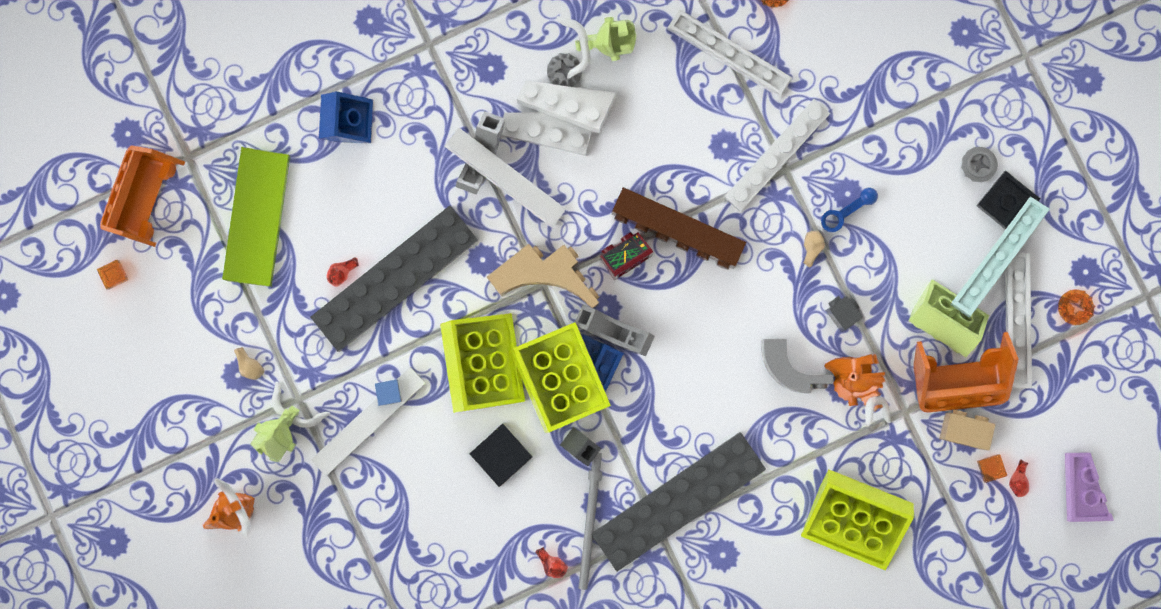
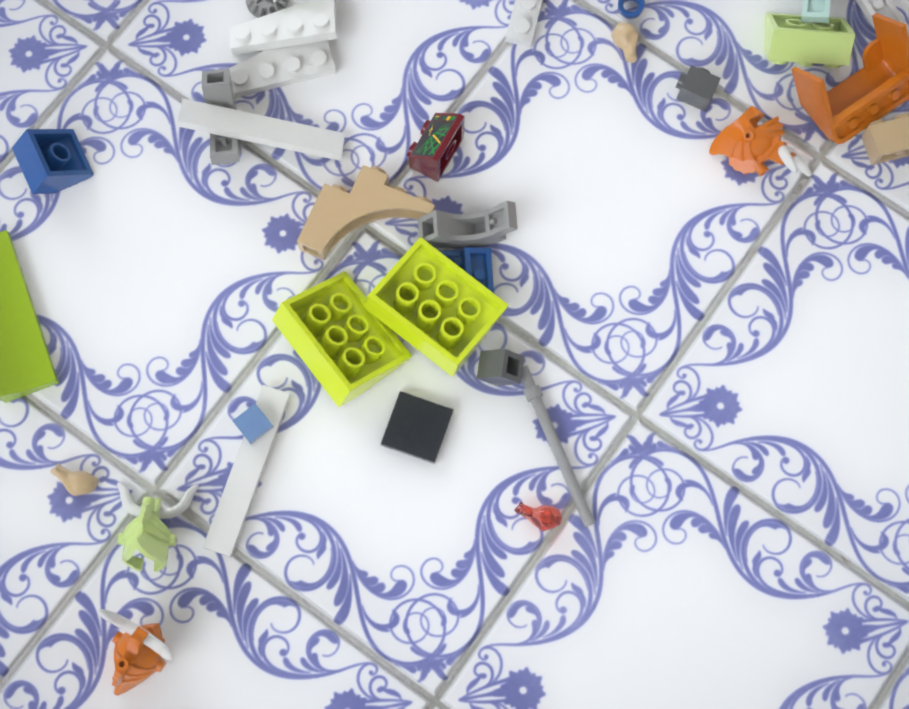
camera: 35 degrees left, 10 degrees down
(339, 272) = (128, 324): clear red animal -> none
(394, 278) = (194, 303): dark grey plate -> none
(678, 228) = (476, 91): reddish brown brick -> none
(678, 501) = (639, 375): dark grey plate -> none
(777, 364) = (674, 179): light grey arch -> none
(858, 520) = (841, 288): neon yellow slope -> none

